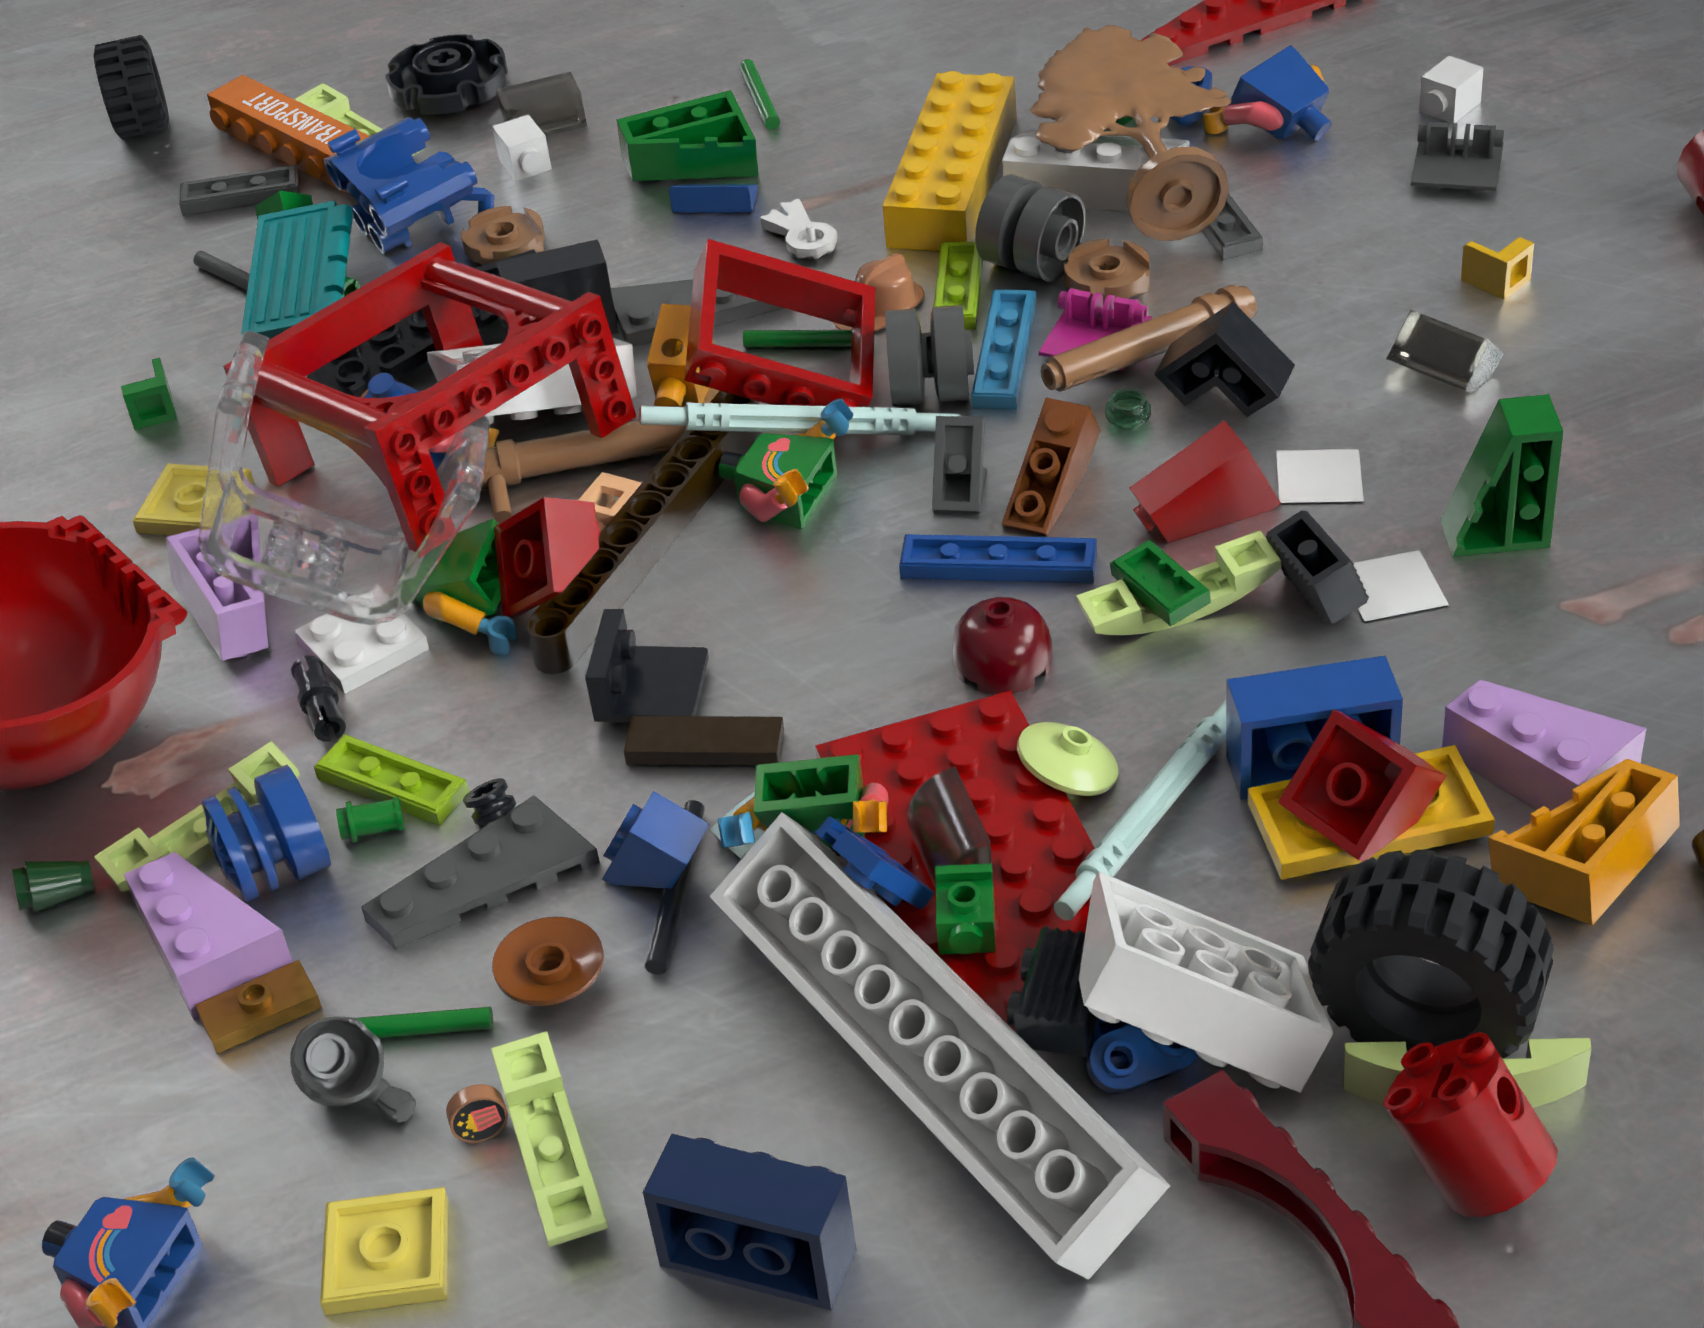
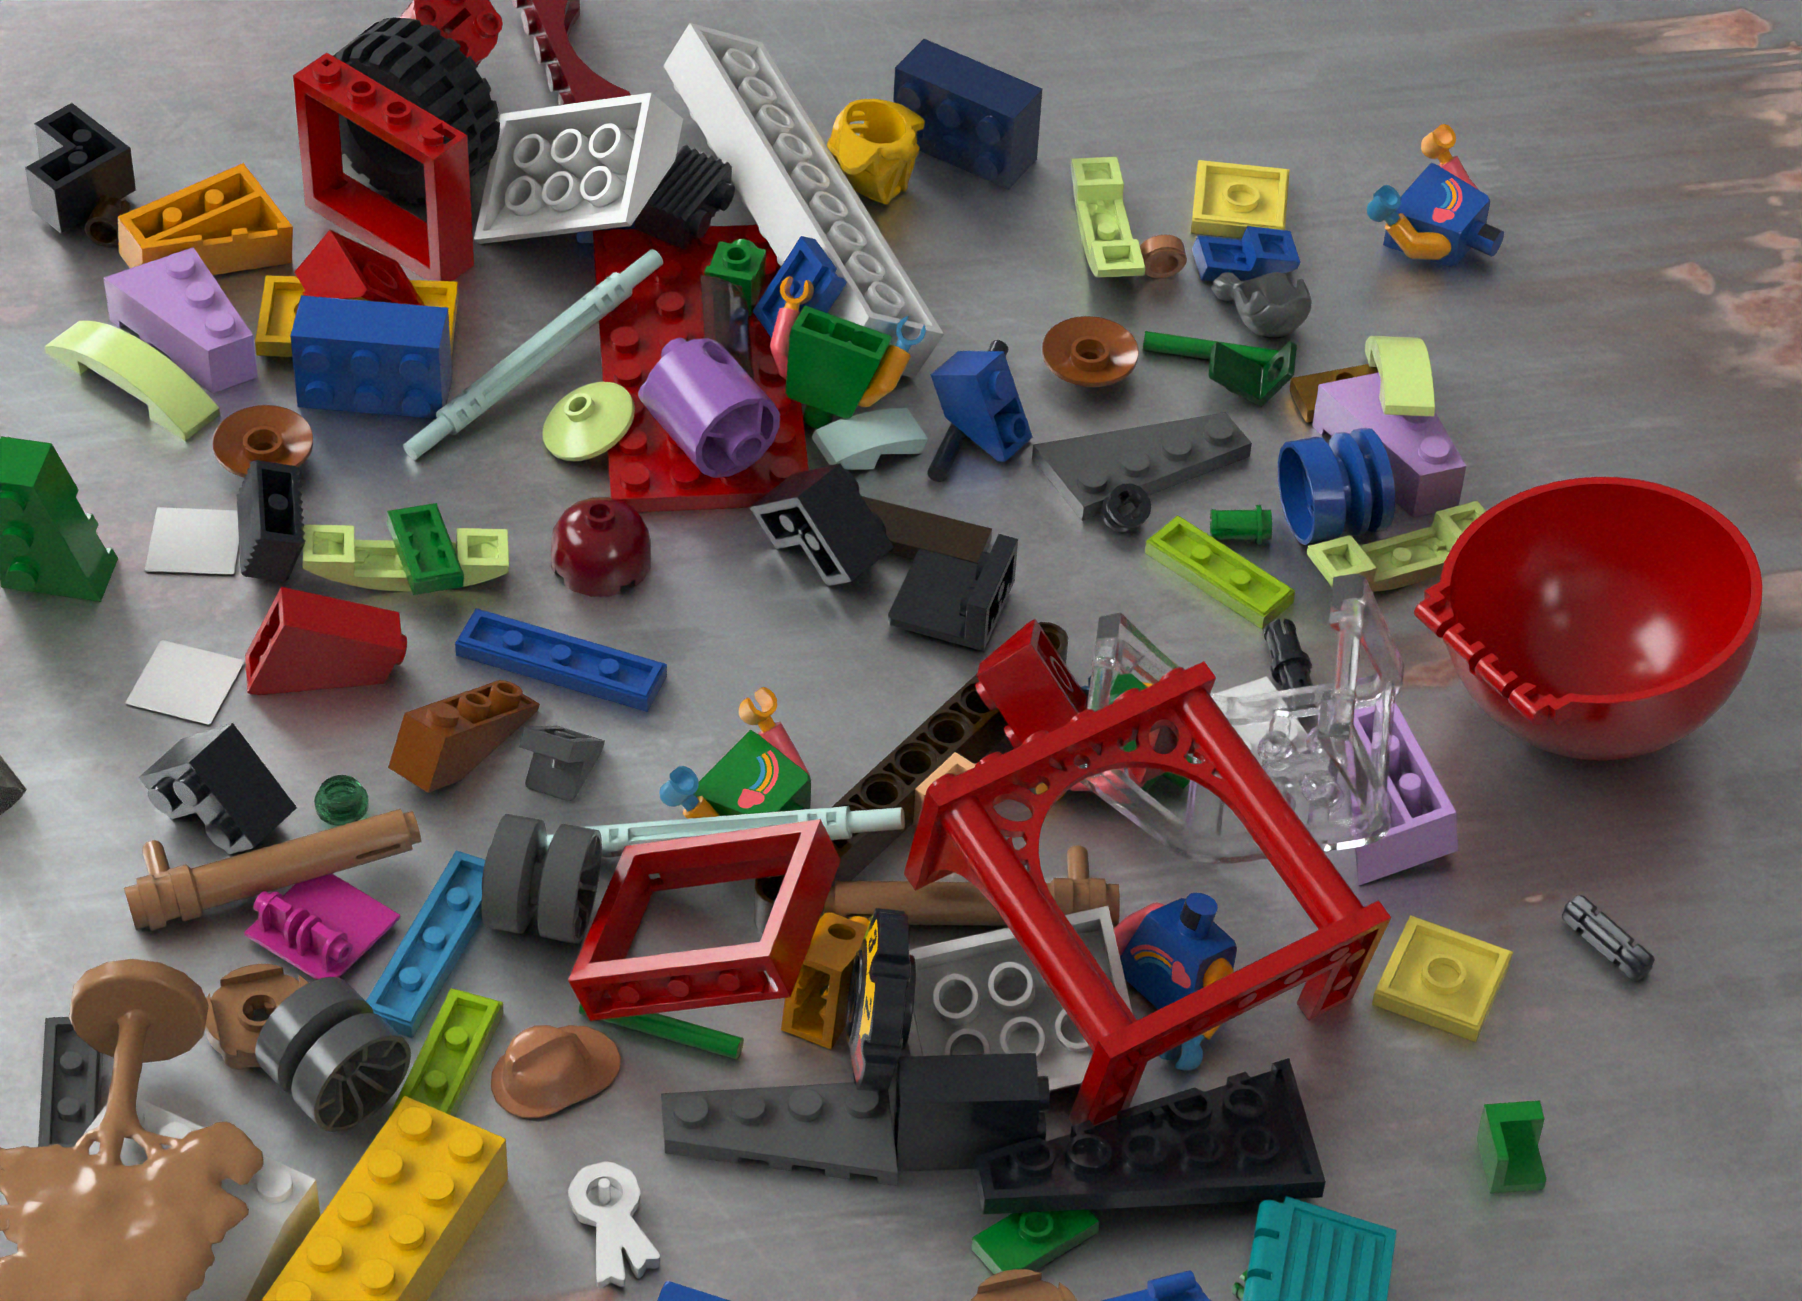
camera: 175 degrees left, 5 degrees up
(187, 971) = (1404, 374): none -> yellowish green slope
(364, 991) = (1249, 378): none -> dark green bracket
(365, 1167) = (1256, 254): none -> blue slope
(626, 291) = (880, 1000): none -> black piece
(796, 677) = (827, 519): none -> black brick
(860, 1128) = (885, 151): none -> yellow piece
(927, 716) = (710, 406): none -> medium lavender cylinder
(1376, 636) = (264, 435): none -> dark orange dish
(1405, 811) = (431, 249): none -> red window
(1580, 690) = (139, 369): none -> yellowish green slope

